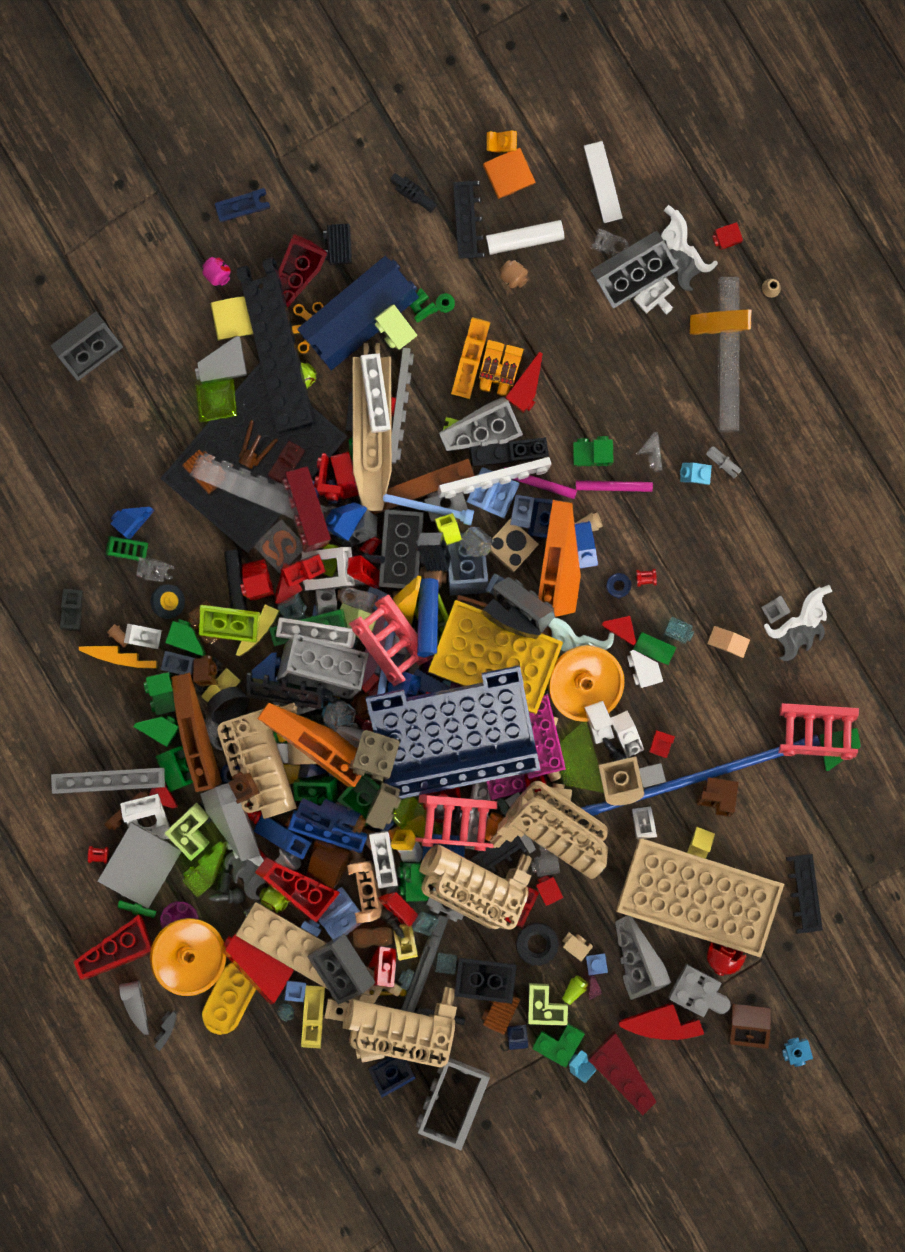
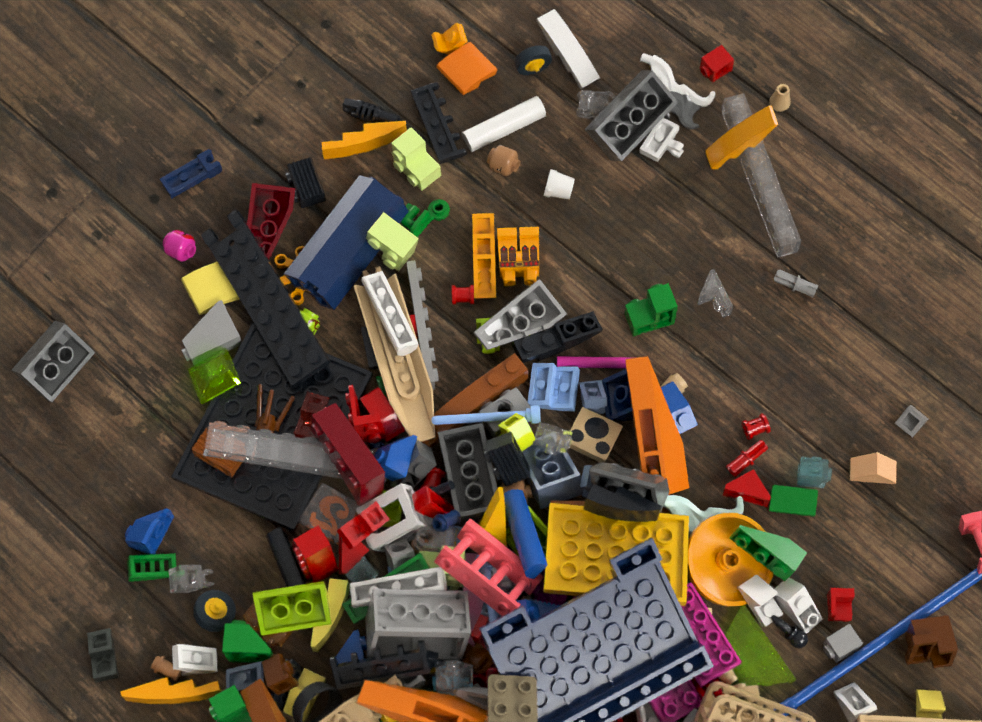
camera: 15 degrees left, 20 degrees down
(365, 589) = (443, 522): none -> dark blue pin
(407, 217) = (373, 137): none -> light orange slope
(437, 252) = (412, 159): none -> yellowish green brick
(442, 388) = (462, 294): none -> red bush
(488, 479) = (549, 364): white plate -> none
(524, 390) = (554, 267): red slope -> none
(553, 312) = (558, 185): none -> white piece
(568, 186) = (533, 60): none -> black wheel
(614, 486) = (685, 342): dark pink piece -> none
(619, 577) = (728, 436): dark blue piece -> none
(622, 690) = (772, 551): none -> green slope
(622, 781) = (813, 657): tan brick -> none
(630, 601) = (746, 458): none -> red axle
(646, 670) = (791, 524): white slope -> none
(696, 473) = (769, 302): medium azure bracket -> none
(803, 628) = (950, 431): piece -> none

